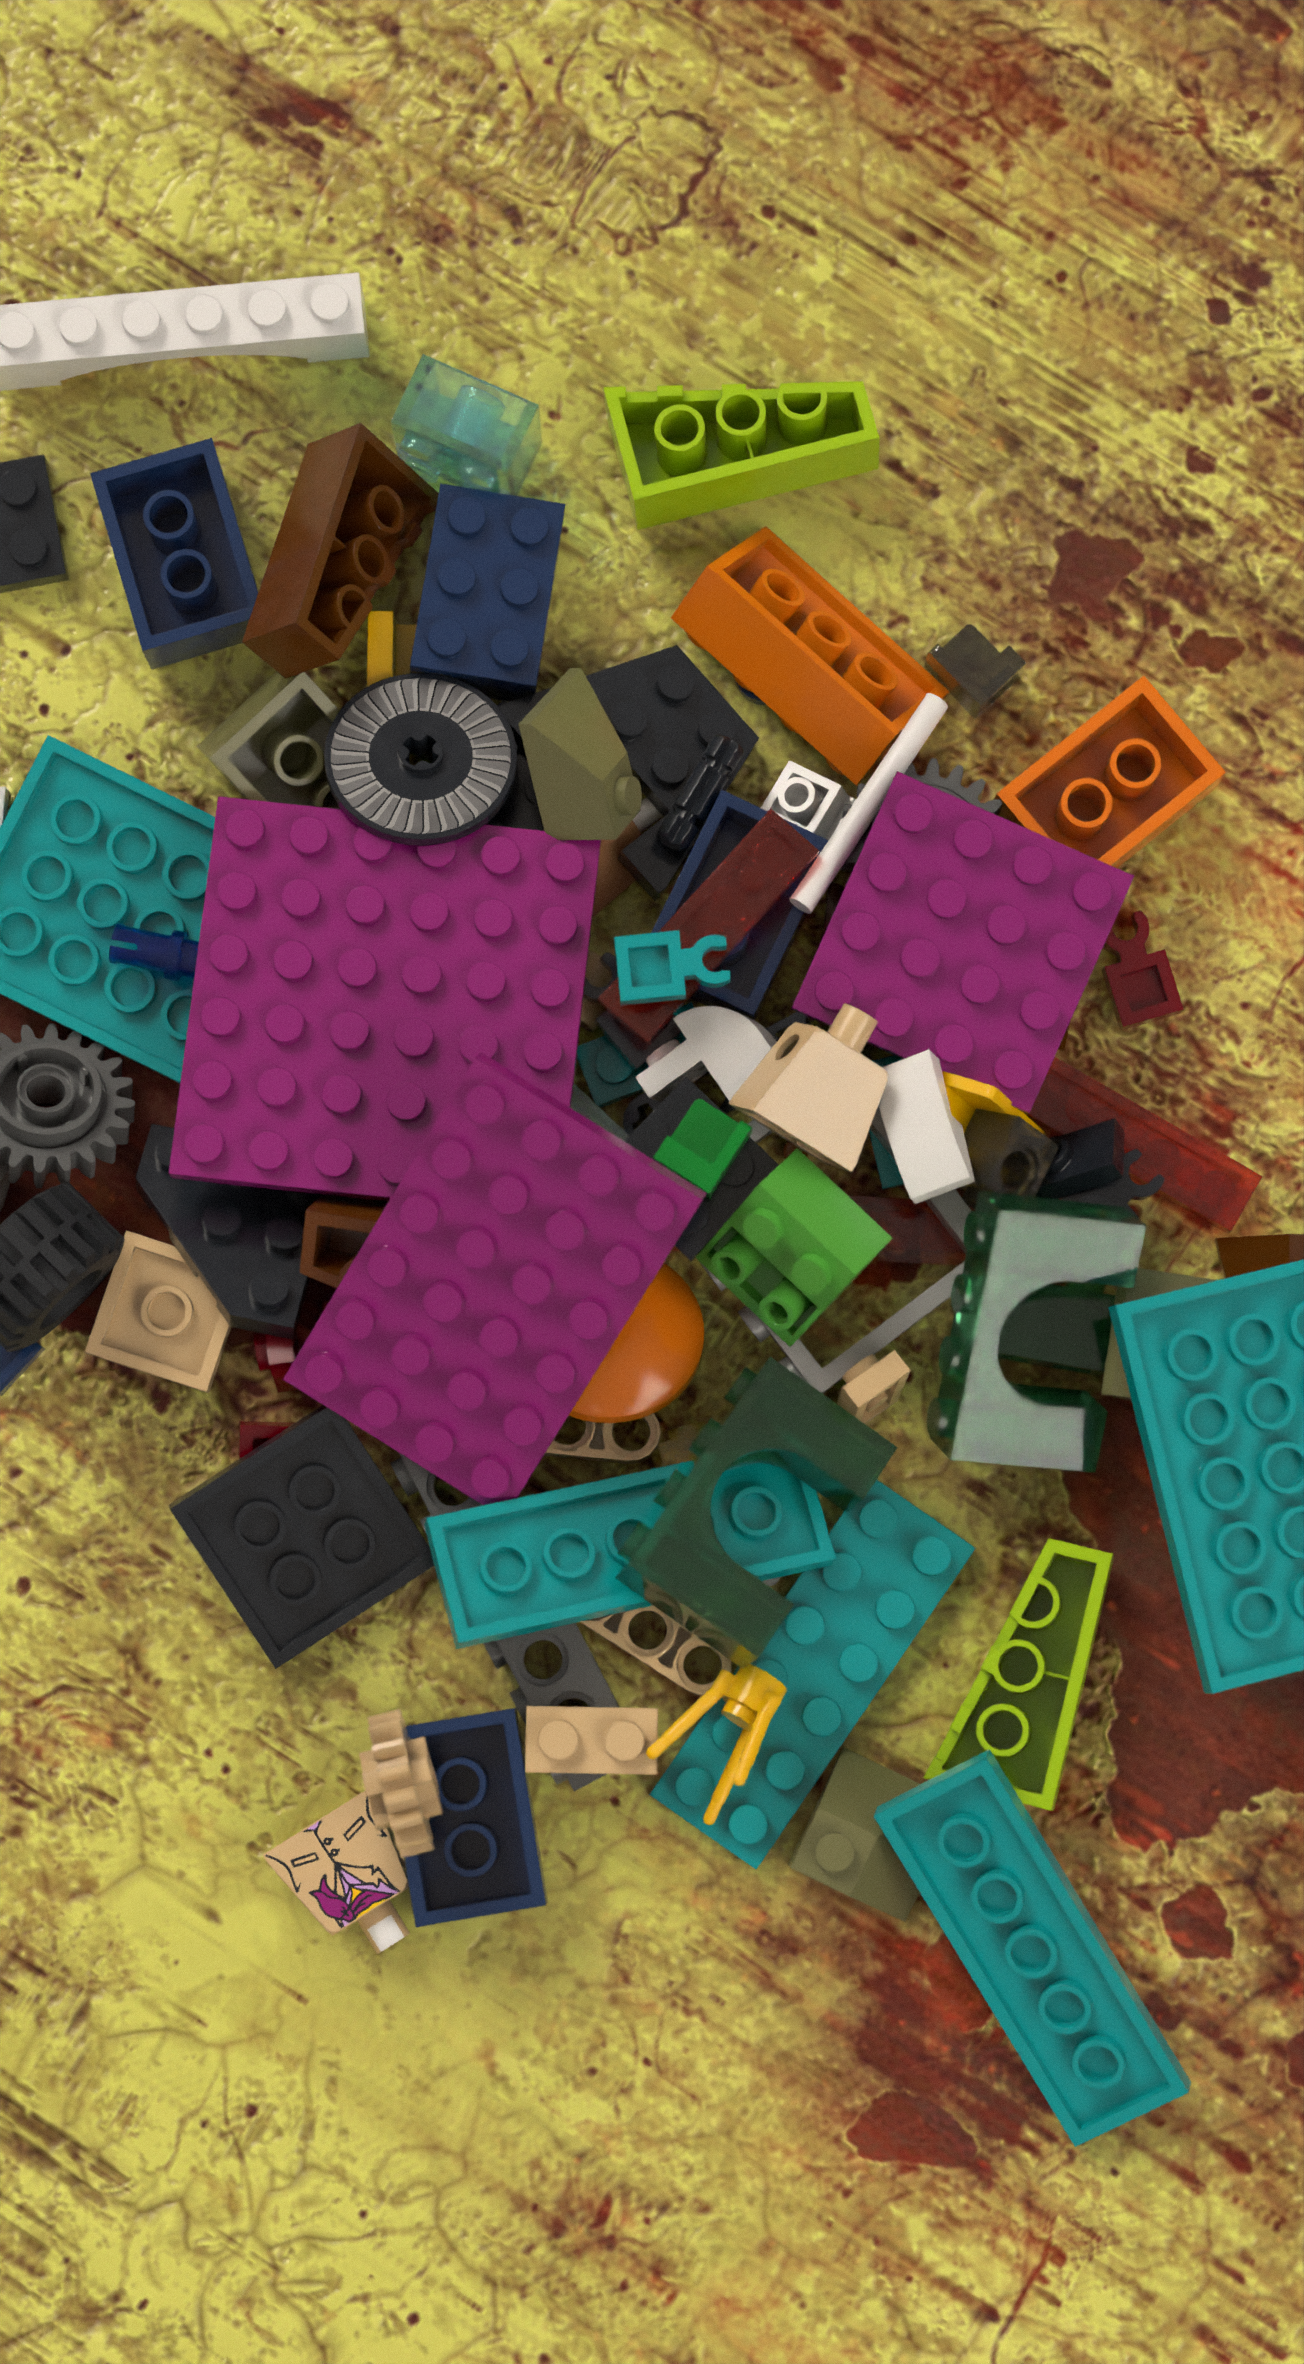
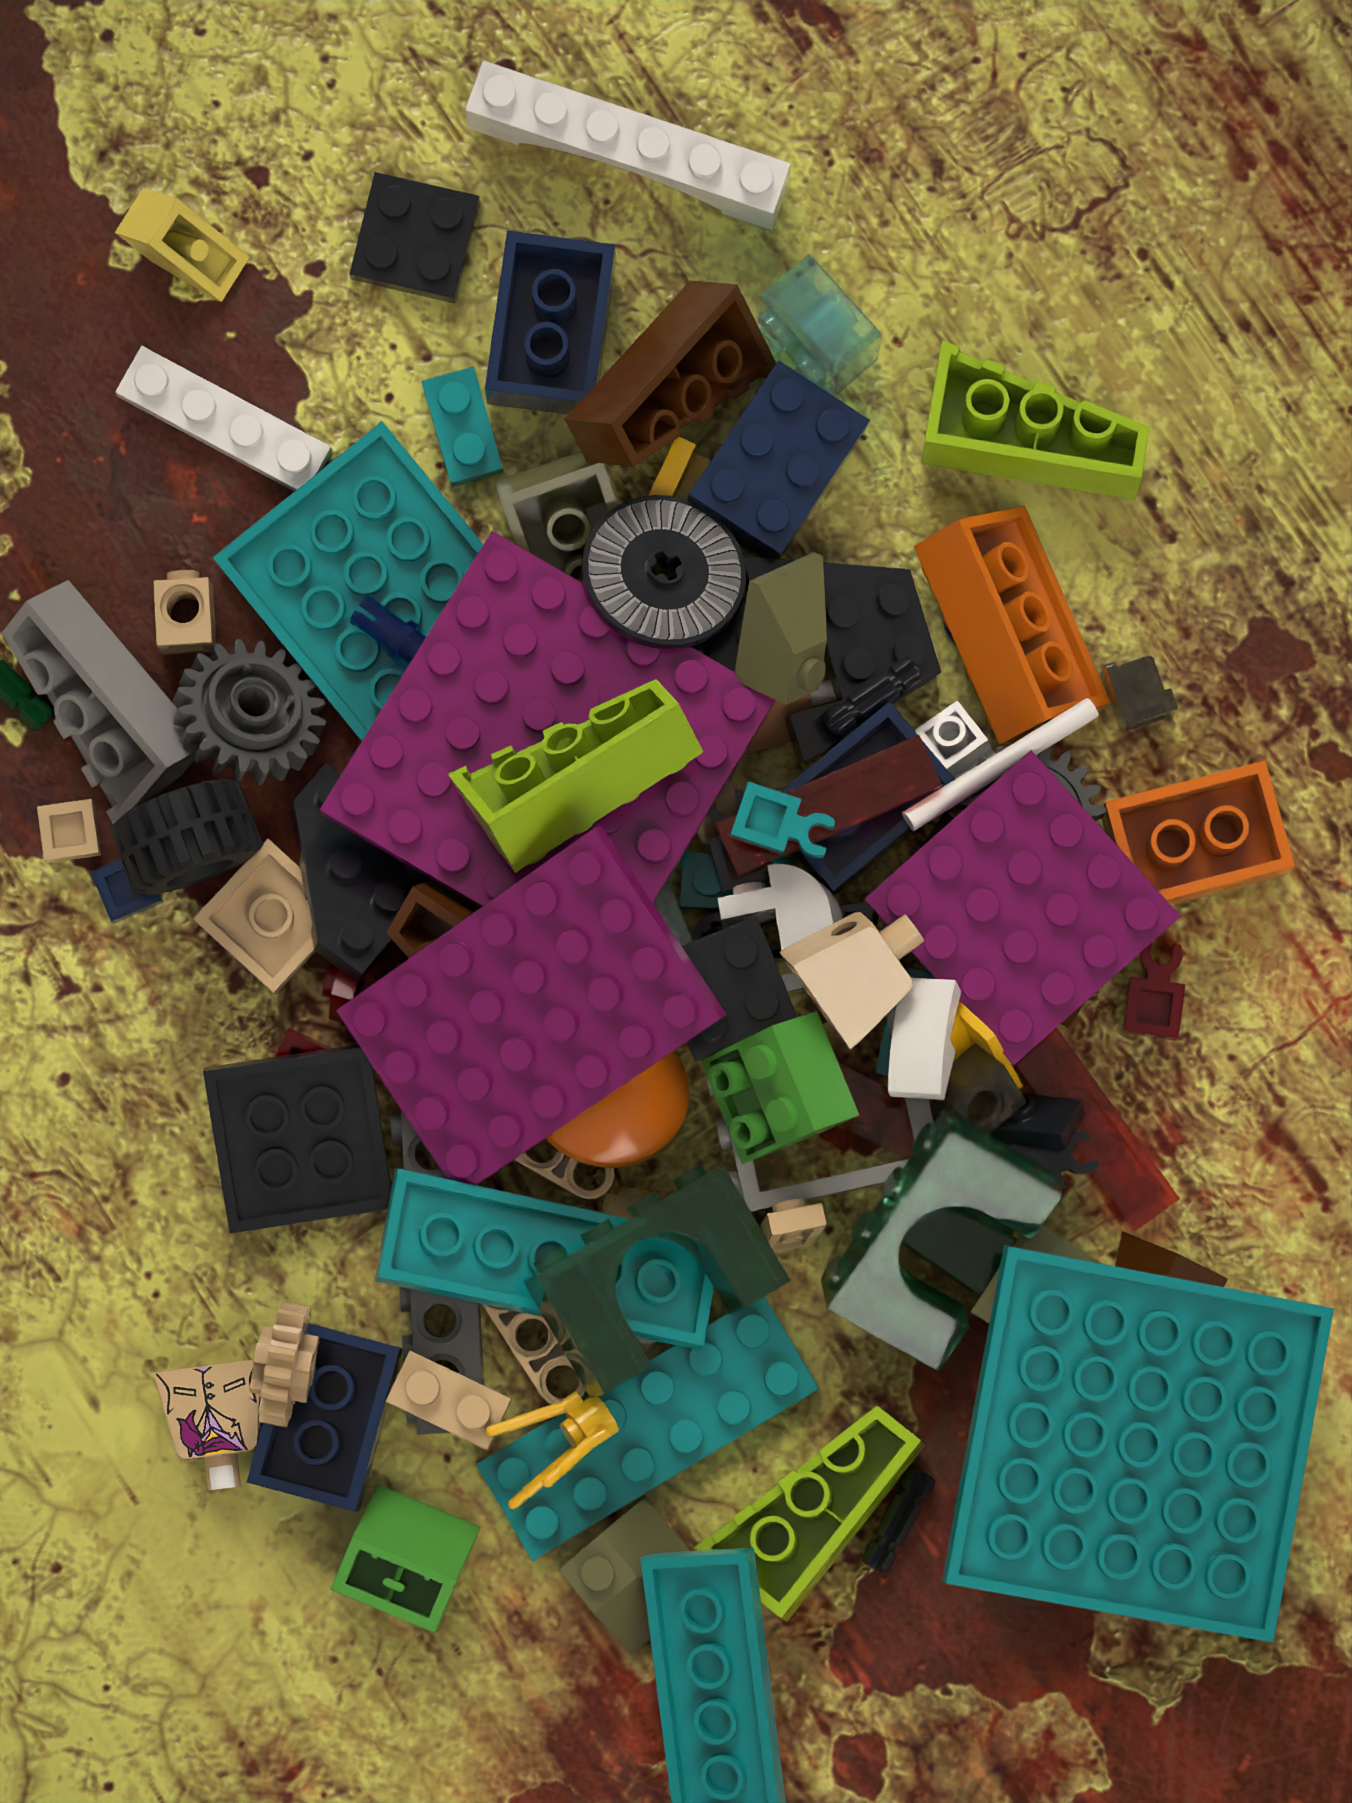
camera: 25 degrees right, 0 degrees up
(136, 705) = (462, 426): none -> teal plate
(428, 1009) = (577, 773): none -> lime wedge
(621, 1930) = (405, 1558): none -> bright green slope
(703, 1146) = (743, 977): green panel -> none
(1122, 1648) = (898, 1520): none -> black axle

